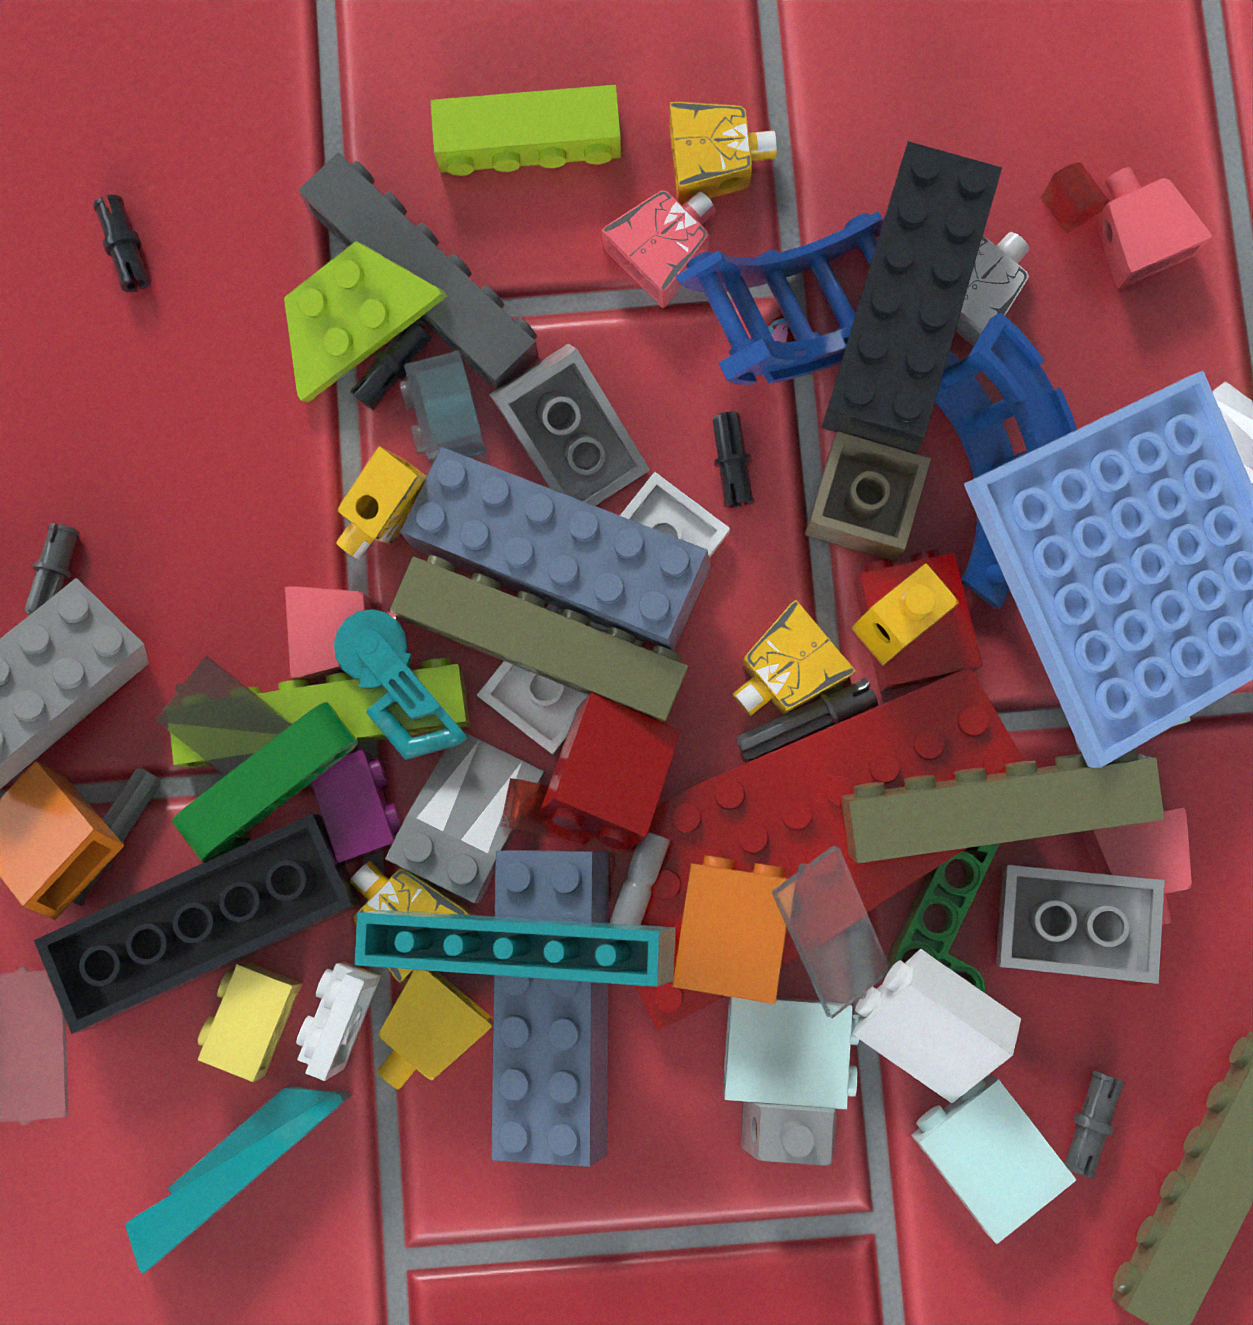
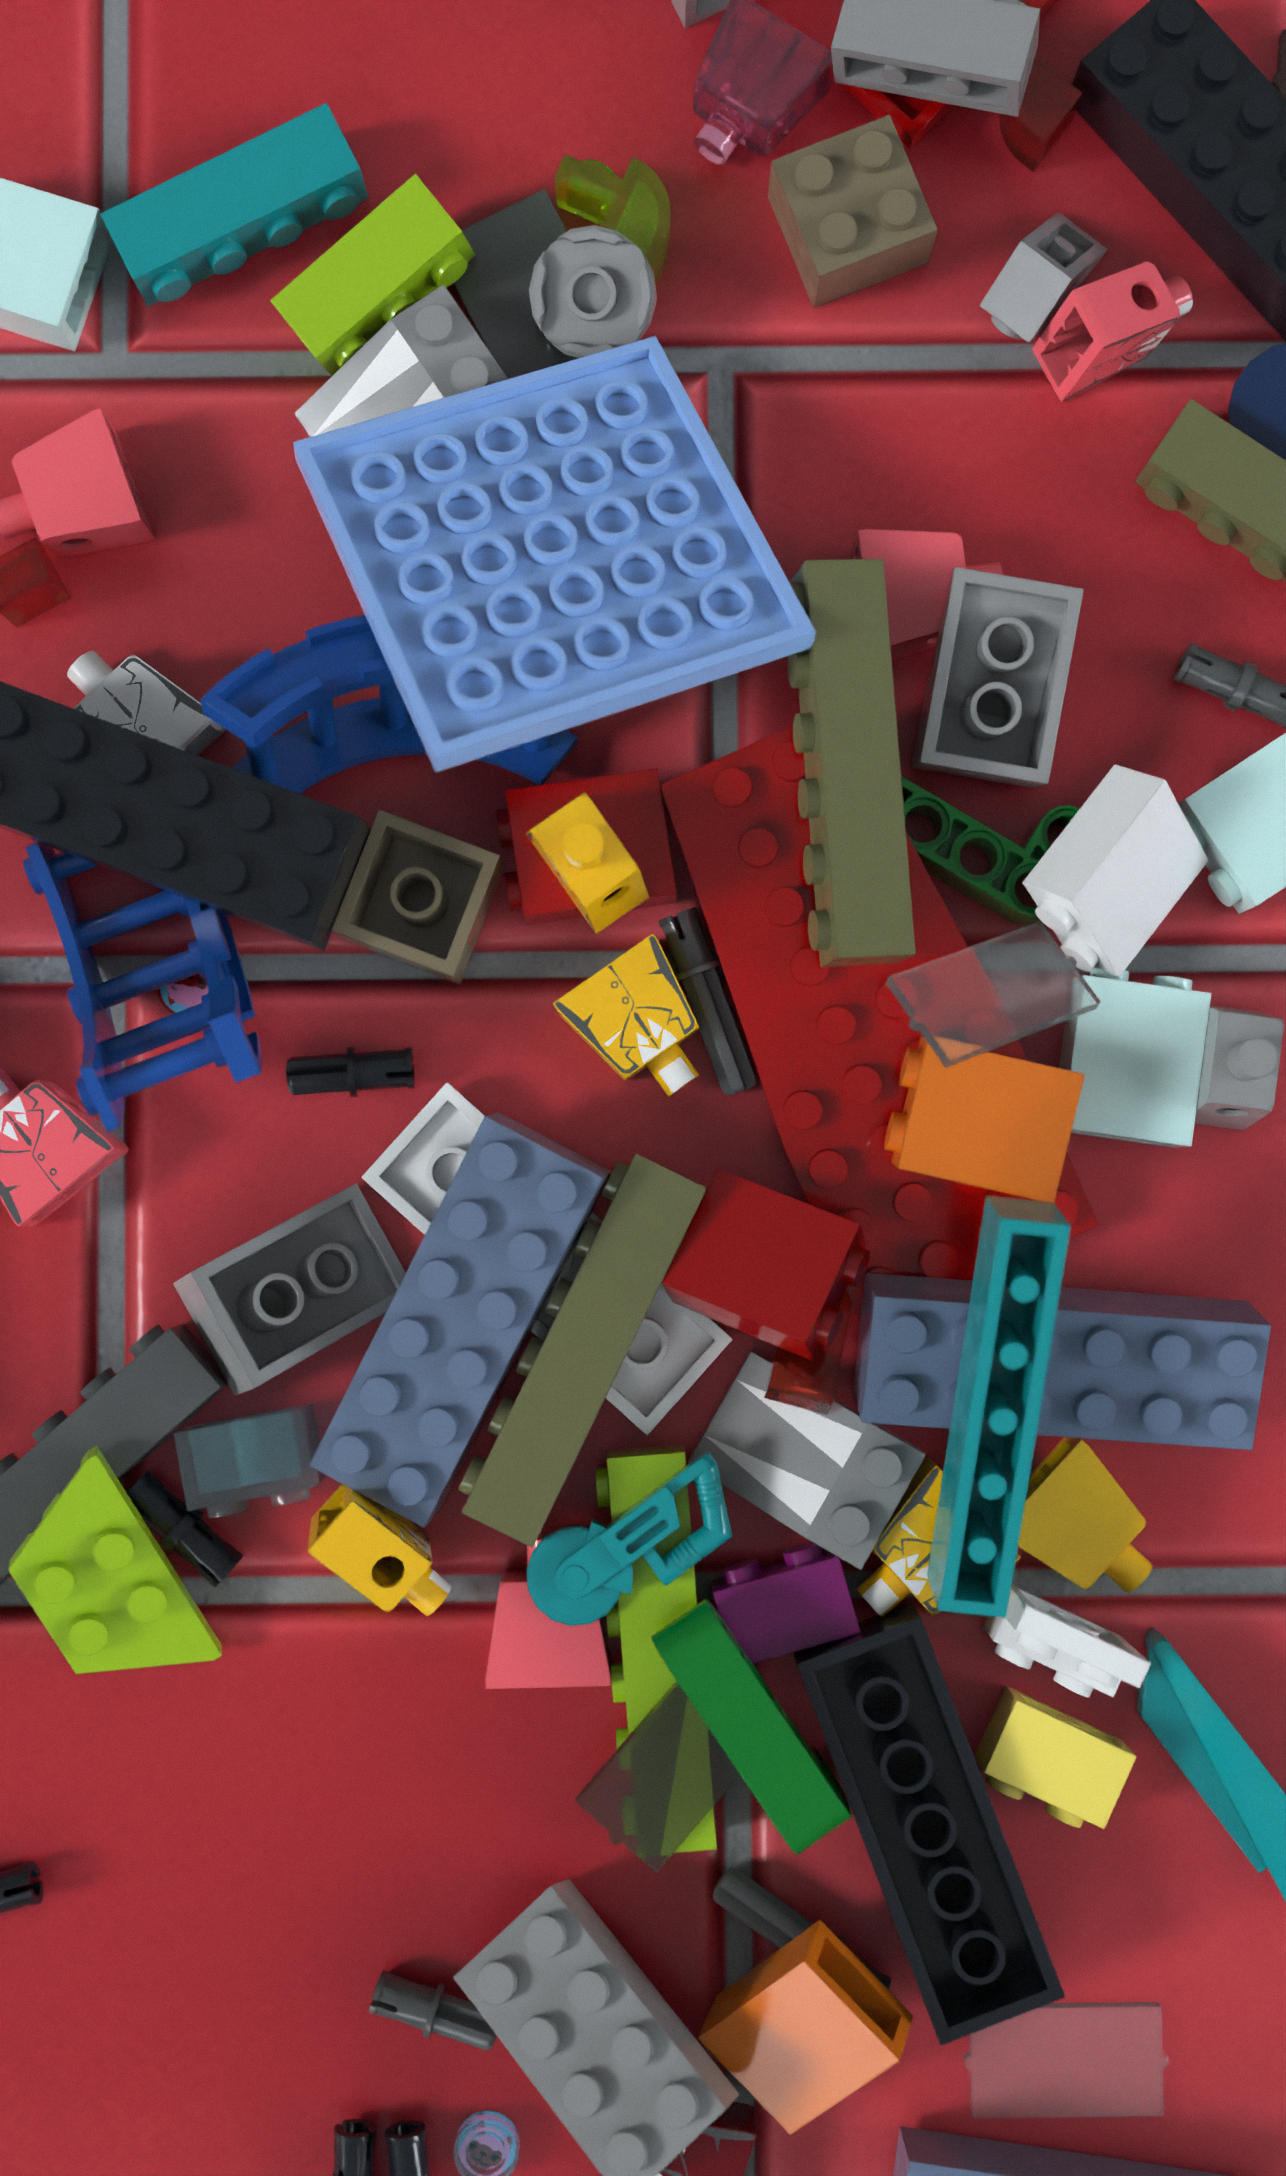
camera: 90 degrees left, 5 degrees up
(641, 876) = (918, 1239): light grey piece -> none

